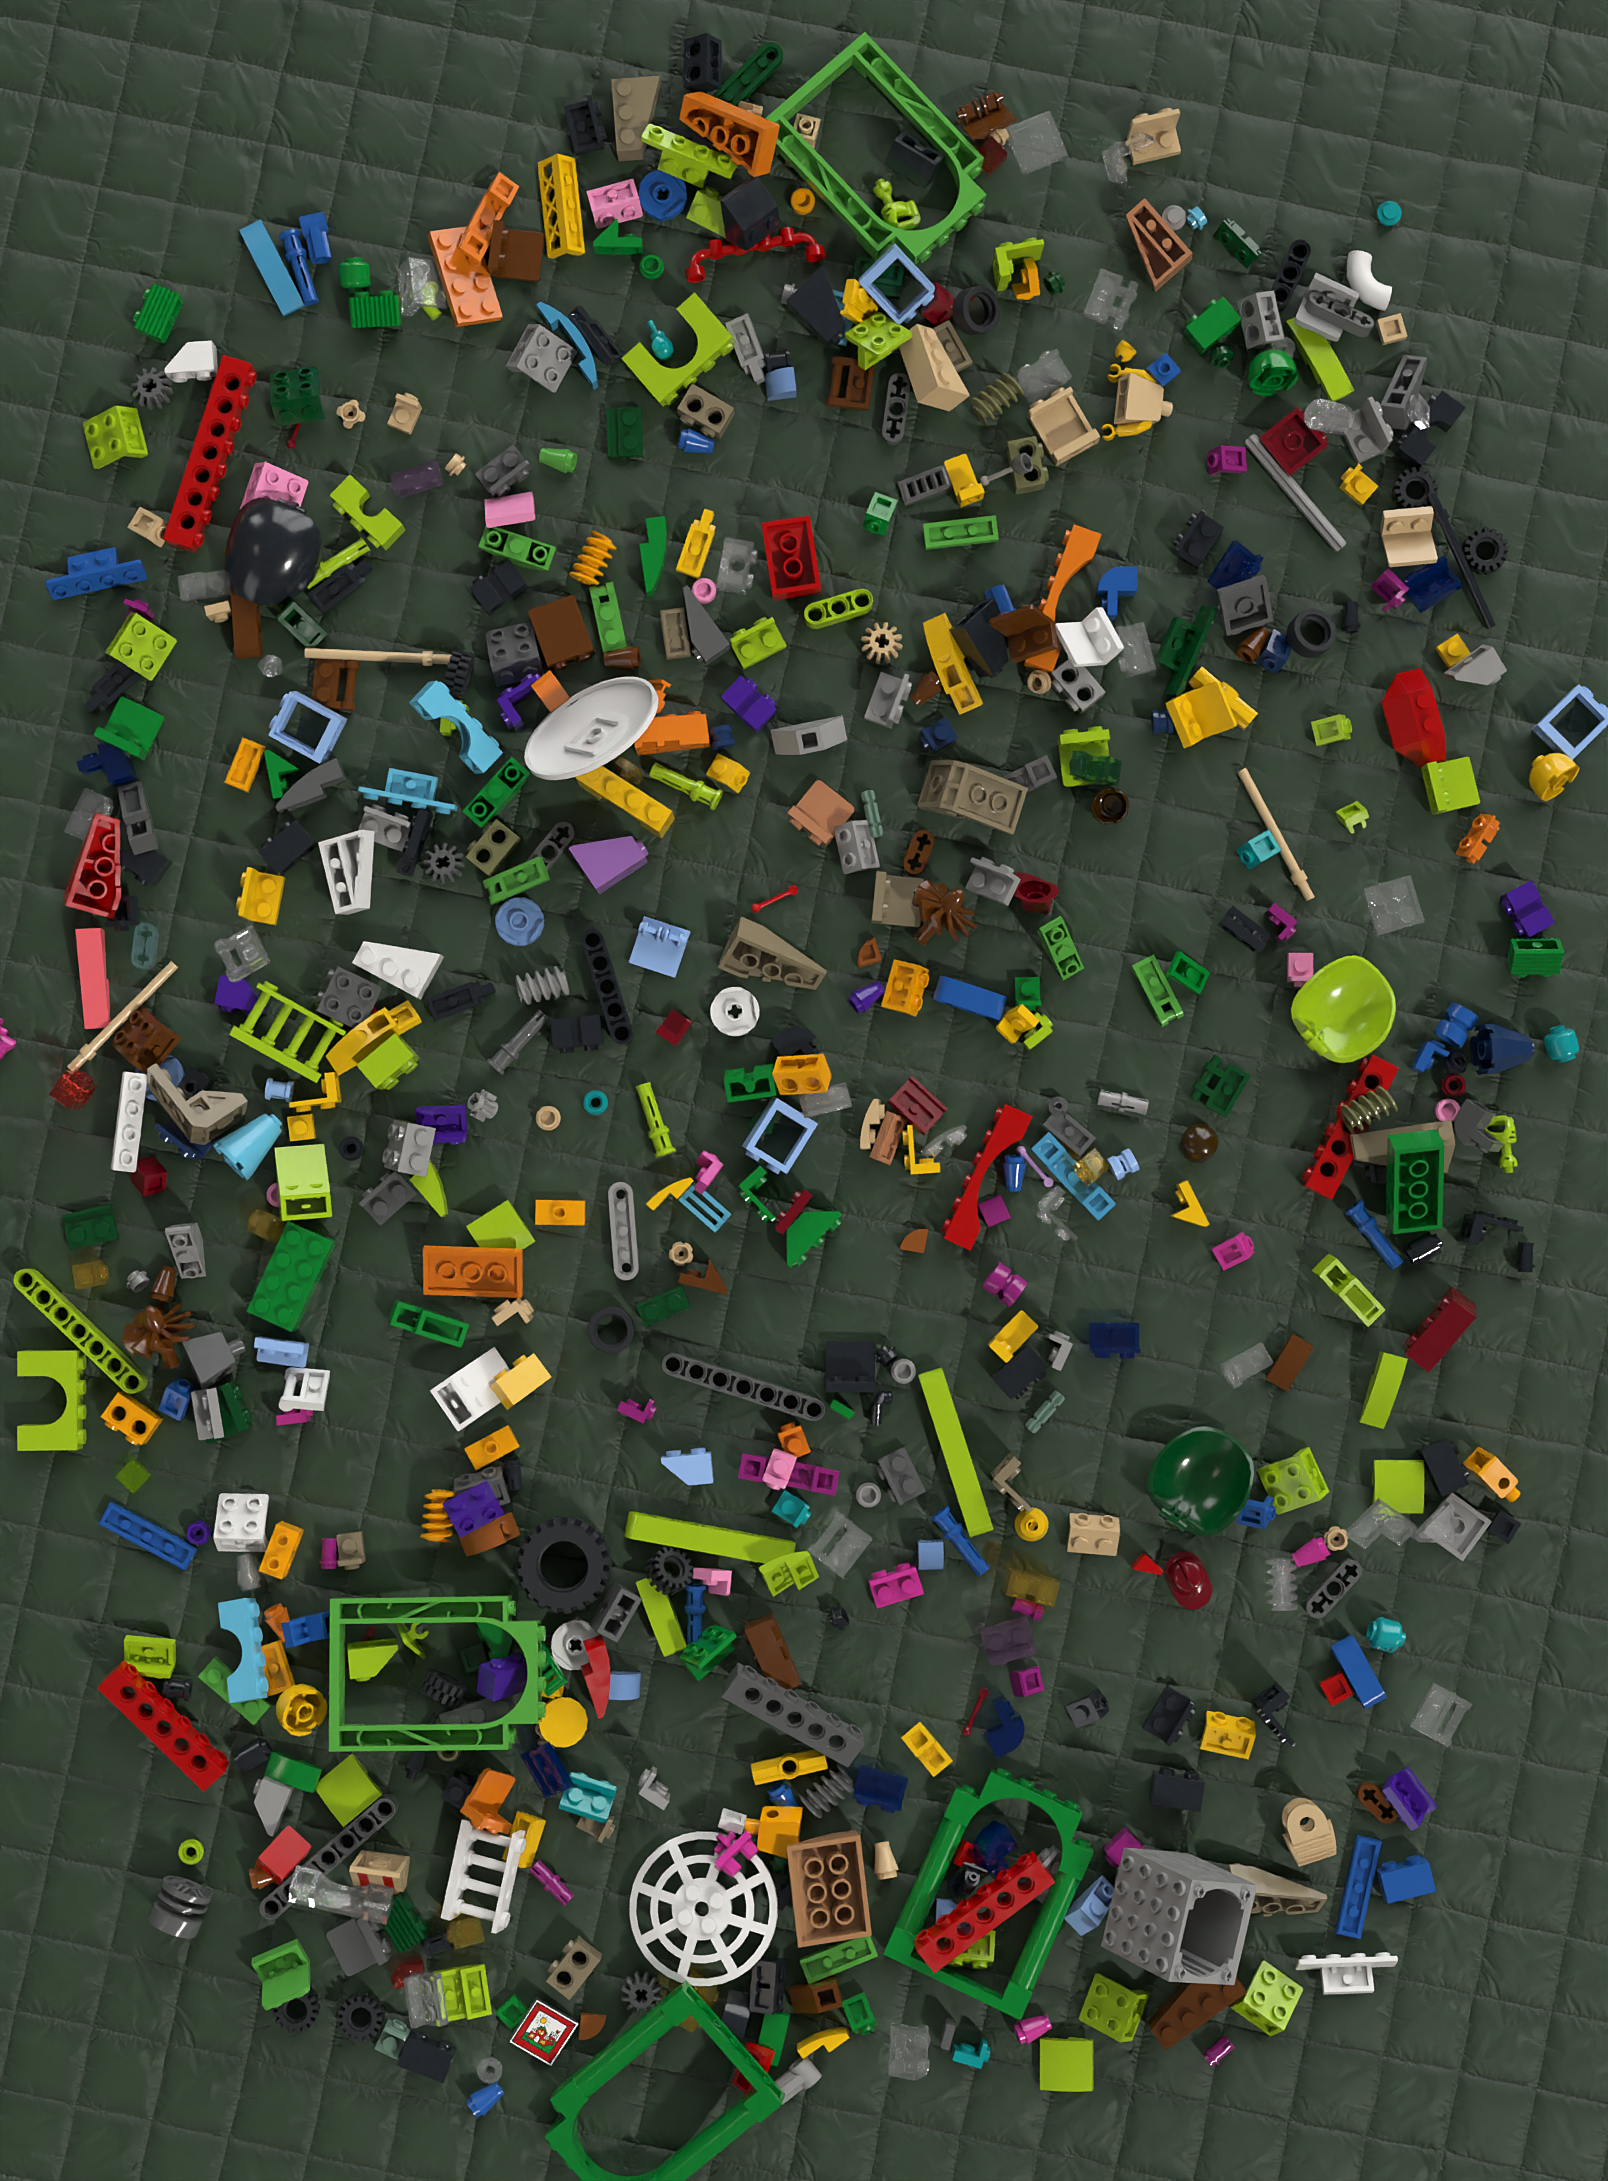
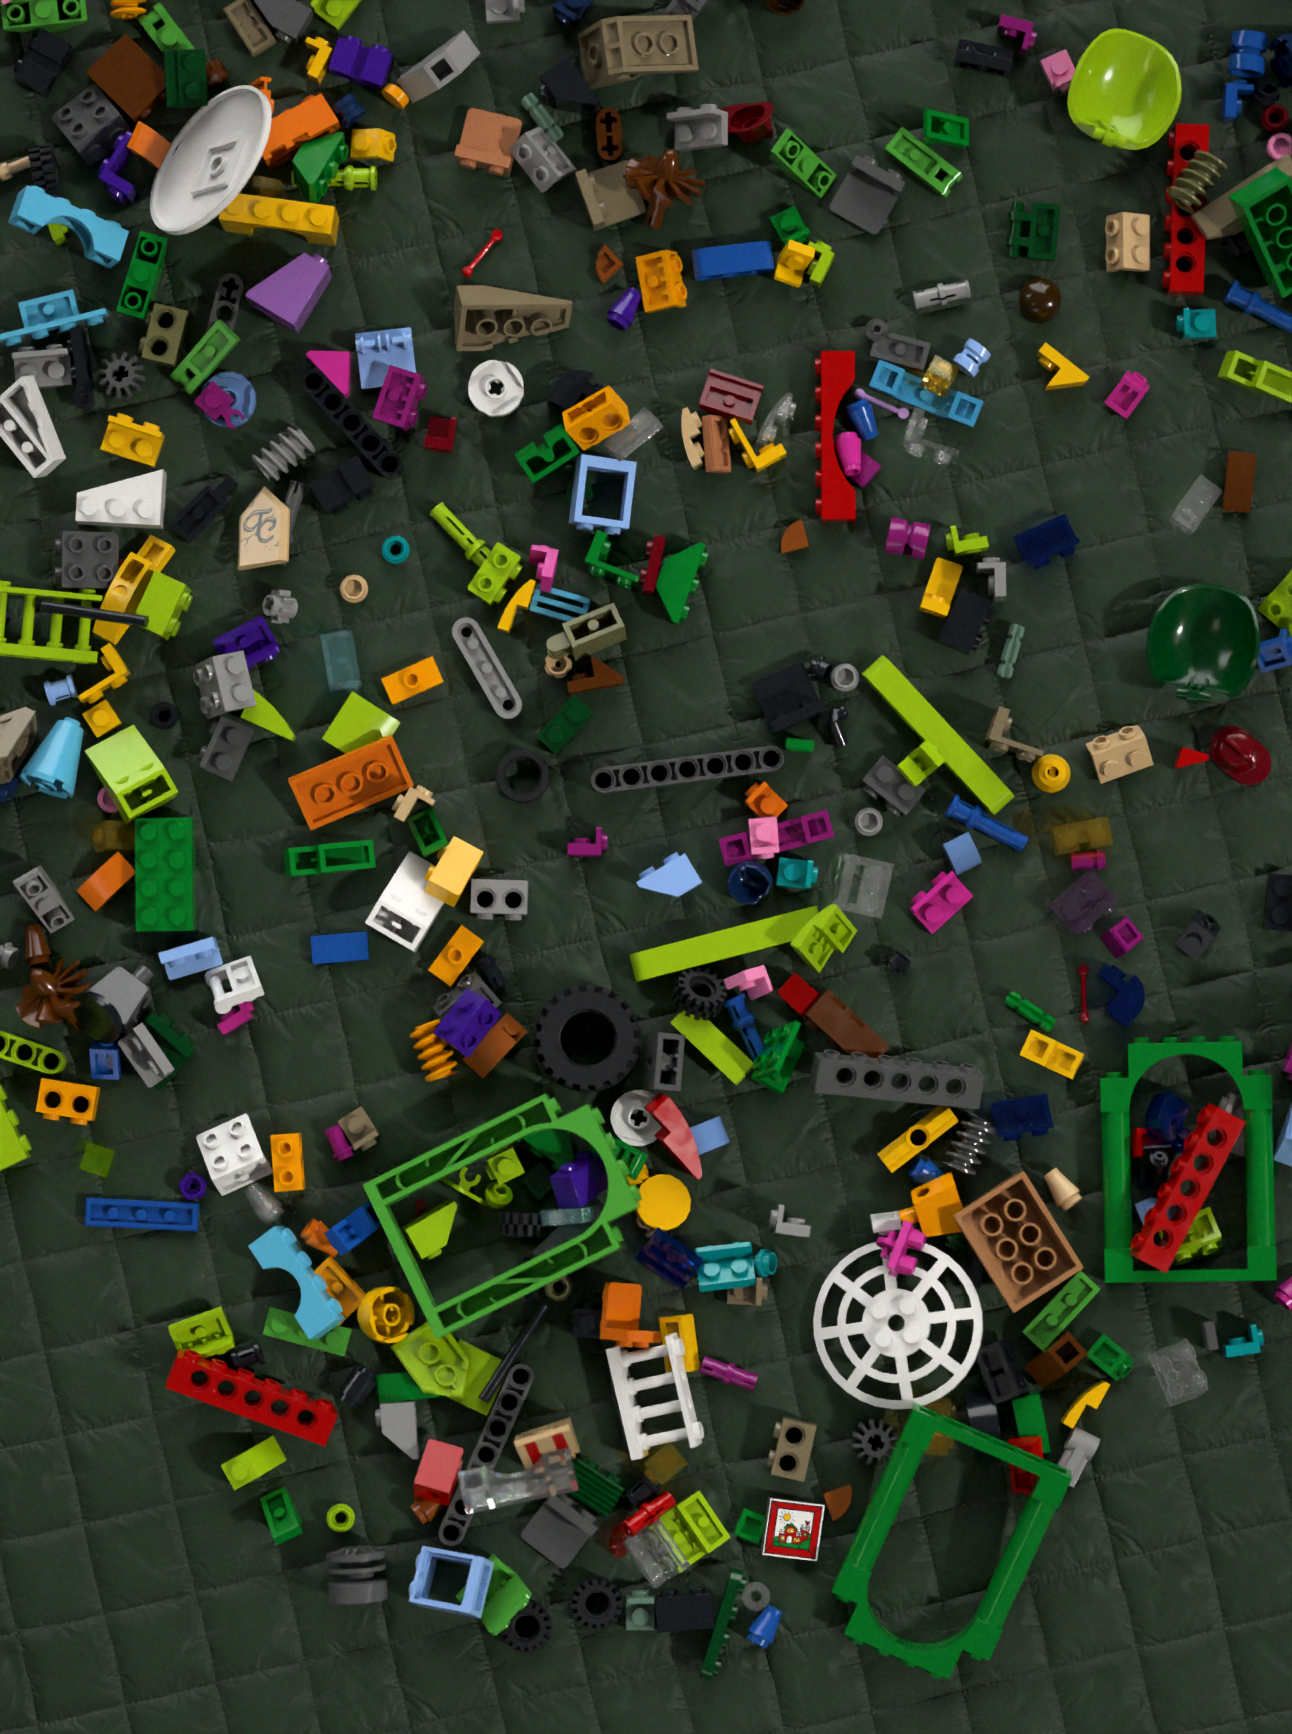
camera: 25 degrees left, 0 degrees up
(141, 1776) = (253, 1462): none -> lime slope
(144, 1829) = (281, 1515): none -> green slope
(183, 1368) = (98, 1019): none -> black tile
(244, 1259) = (106, 881): none -> orange slope
(268, 1963) = (475, 1589): none -> light blue window
(320, 1770) = (433, 1363): none -> lime tile
(331, 1045) = (95, 614): none -> black bar
(388, 1787) = (513, 1352): none -> black bar
(403, 1397) = (339, 947): none -> blue tile
(428, 919) = (133, 440): none -> yellow bracket
(431, 1657) = (498, 1195): none -> lime plate
(434, 1966) = (648, 1513): none -> red pin
(451, 1635) = (504, 1164): none -> lime brick
(459, 2073) = (726, 1613): none -> dark green plate
(474, 1700) = (564, 1216): none -> clear light blue beam
(497, 1040) = (264, 532): none -> tan tile
(508, 921) = (217, 403): none -> magenta plate
(510, 1171) = (341, 661): none -> clear light blue hinge
(514, 1340) = (428, 832): none -> green slope
(549, 1412) = (499, 890): none -> light grey brick
(604, 652) = (185, 78): none -> dark green plate
(615, 936) = (335, 366): none -> dark pink slope
(621, 1808) = (765, 1263): none -> teal plate
(655, 984) = (400, 398): none -> magenta bracket
(663, 1159) = (495, 574): none -> lime bracket
(676, 769) = (318, 164): none -> green slope
(715, 689) = (318, 63): none -> yellow bracket
(715, 1242) = (588, 634): none -> olive brick
(748, 1607) = (798, 994): none -> red slope
(751, 1499) = (749, 882): none -> dark blue hair
(764, 742) = (395, 95): none -> light orange tile
(902, 802) = (567, 89): none -> black slope
(925, 1706) = (1030, 1011): none -> green axle
(930, 1469) = (920, 763): none -> lime bracket
(990, 1194) = (849, 452): none -> dark pink cone
(1053, 1311) = (970, 544): none -> lime bracket
(1100, 996) = (867, 194): none -> dark grey bracket
(1290, 1130) = (1127, 242): none -> tan bracket
(1314, 1220) = (1196, 324): none -> teal bracket

